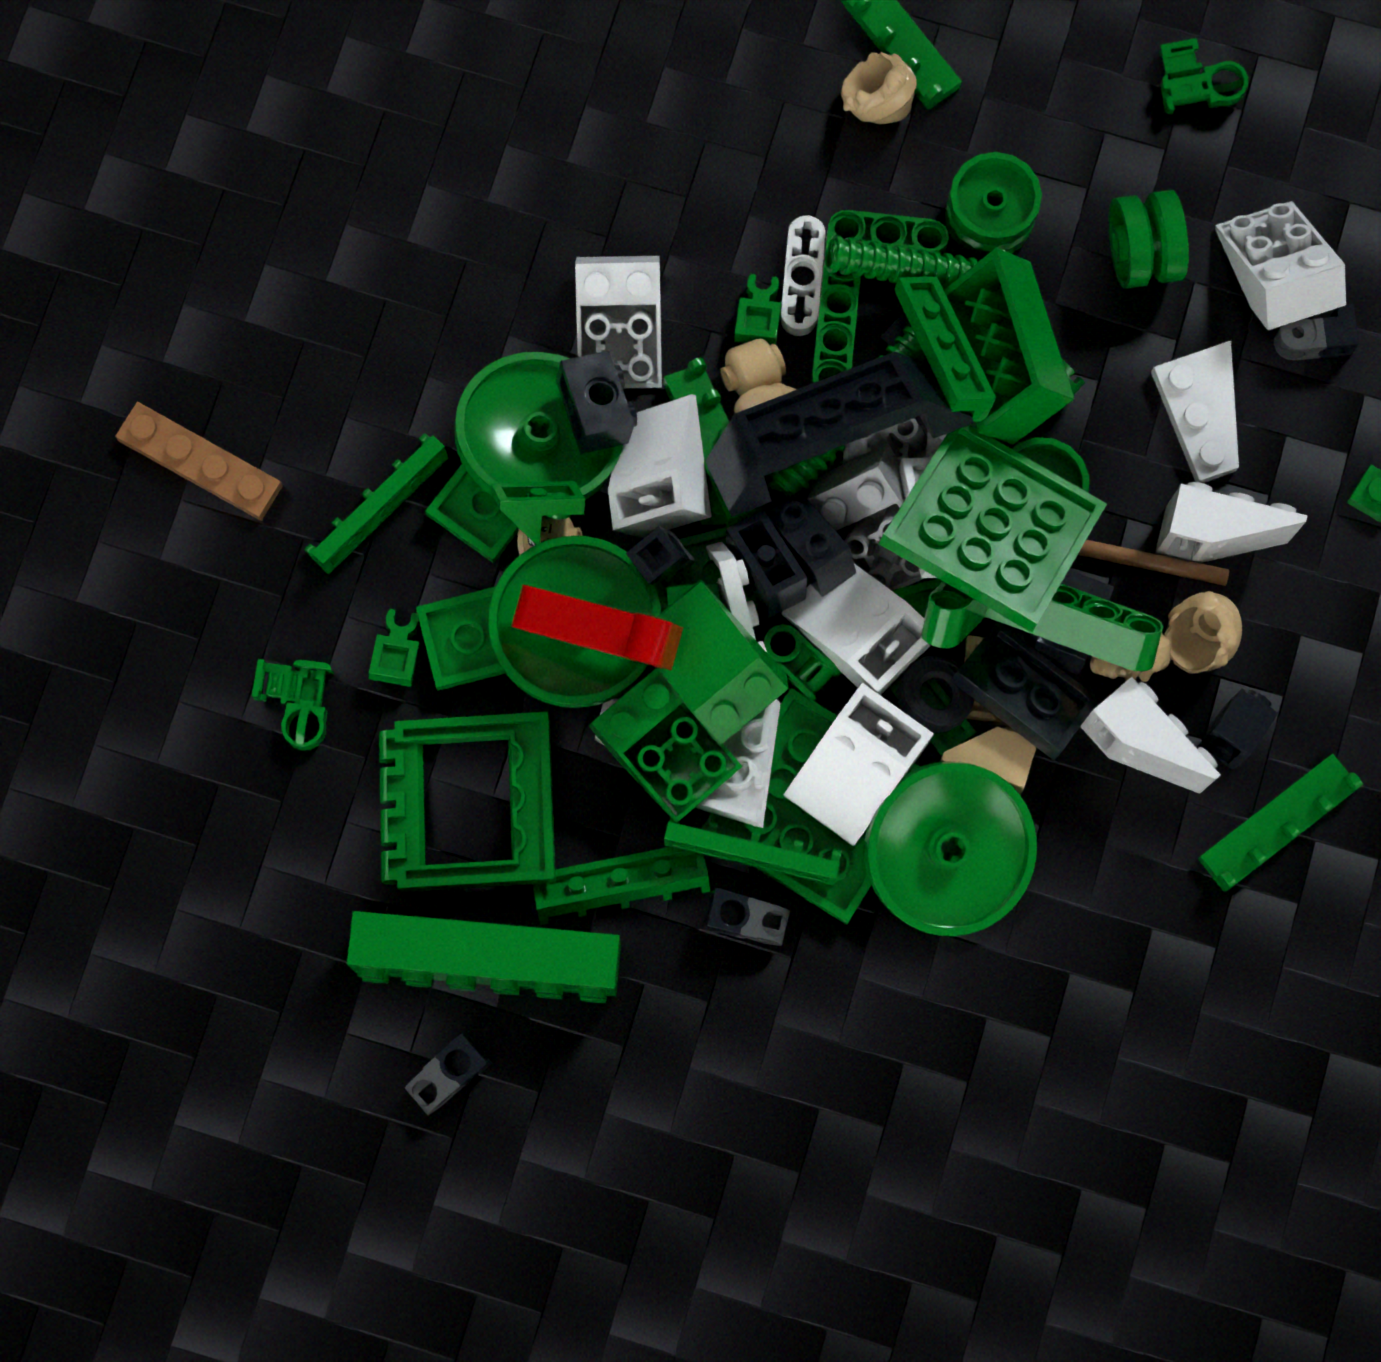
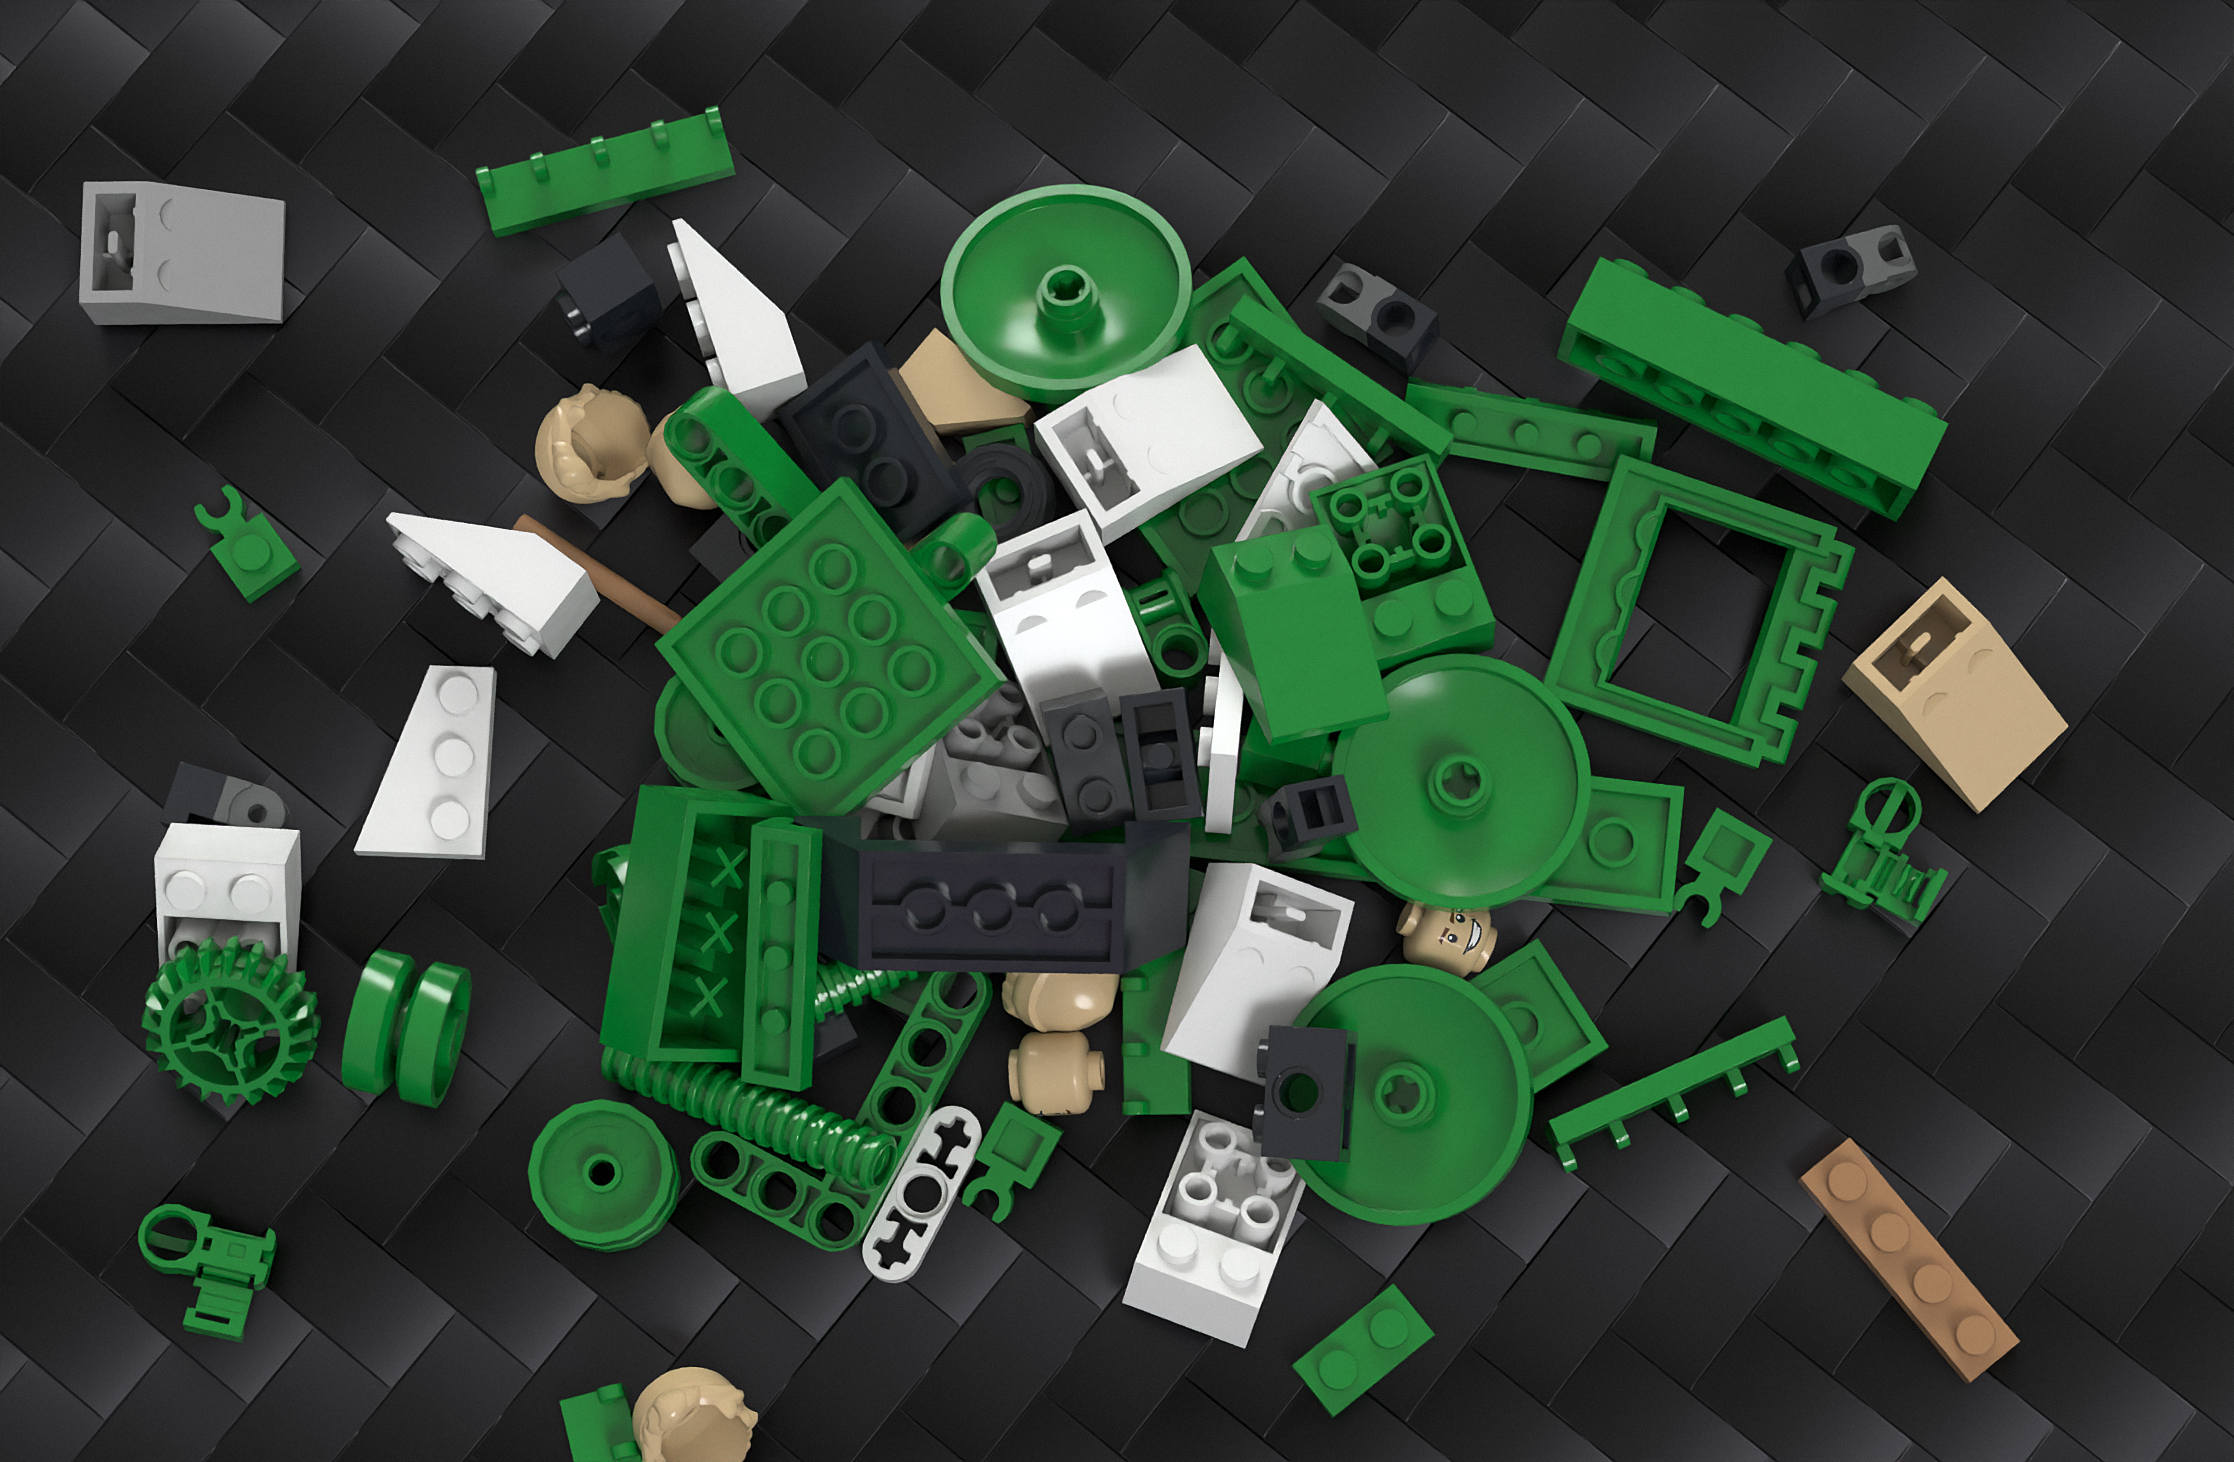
camera: 155 degrees left, 0 degrees up
(285, 811) = (1956, 695): none -> tan slope
(506, 286) = (1362, 1350): none -> green plate
(530, 501) = (1458, 963): green slope -> none
(597, 627) = (1437, 730): red beam -> none
(1253, 204) = (219, 1040): none -> green gear

